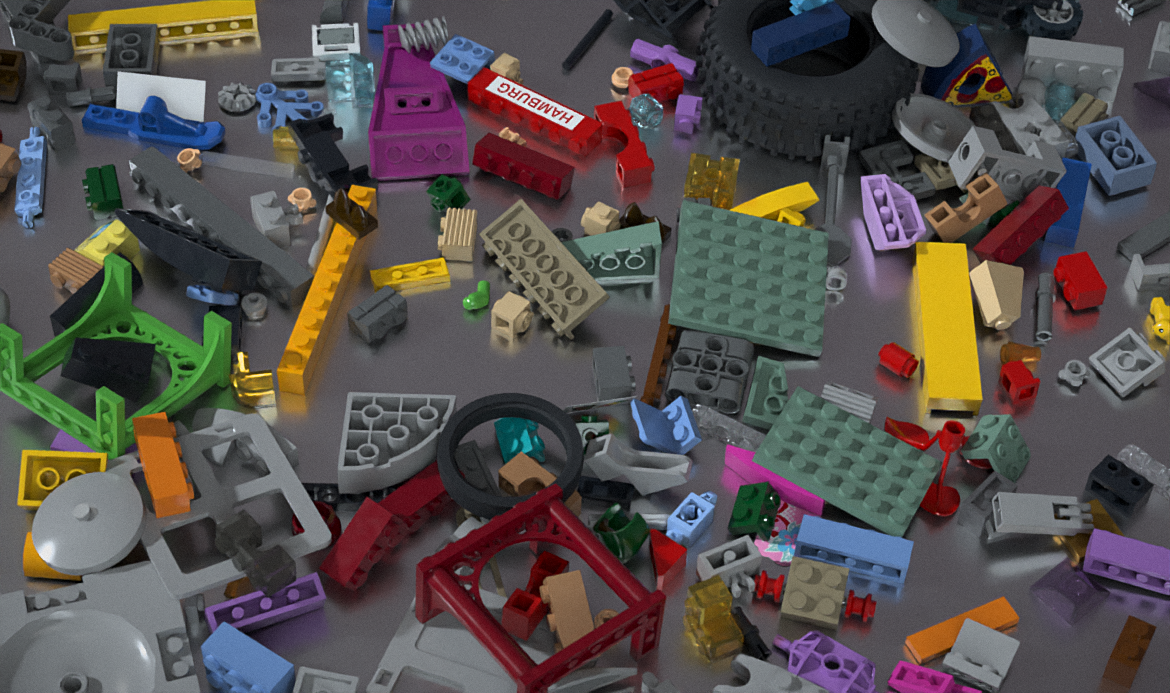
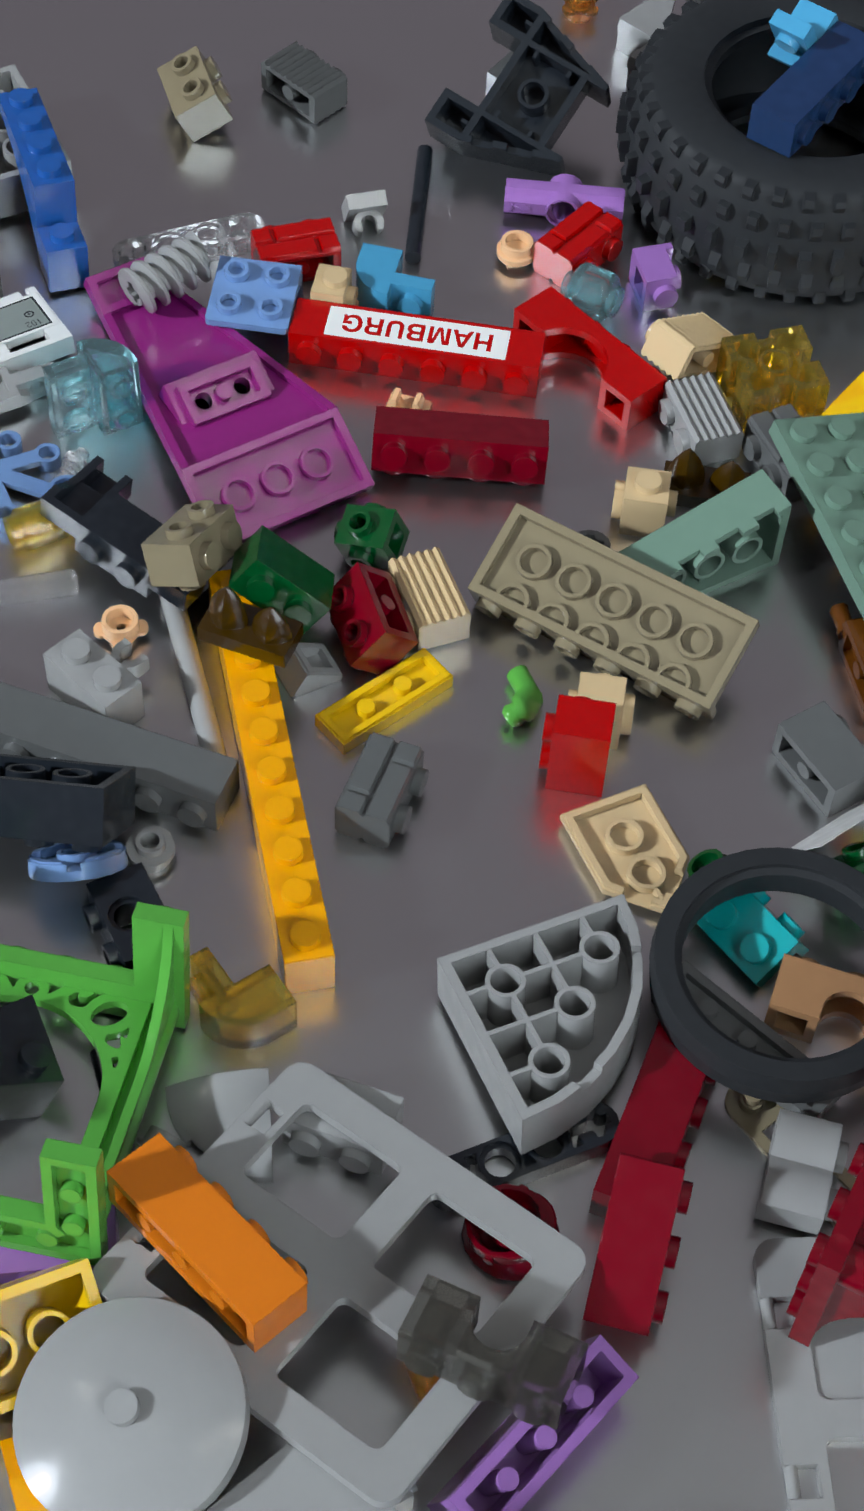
camera: 25 degrees left, 5 degrees up
(346, 167) = (192, 545): none -> dark tan brick
(381, 248) = (308, 669): none -> light grey slope
(383, 199) = (282, 577): none -> dark green brick
(421, 233) = (371, 619): none -> dark red brick
(484, 324) = (577, 745): none -> red brick
(484, 376) = (629, 847): none -> tan tile
(485, 26) = (235, 226): none -> clear beam
(504, 41) = (298, 244): none -> red brick
(540, 75) = (384, 285): none -> dark azure brick
(553, 32) = (365, 206): none -> light grey tile
(661, 192) = (700, 418): none -> light grey brick
(673, 151) = (684, 344): none -> tan brick

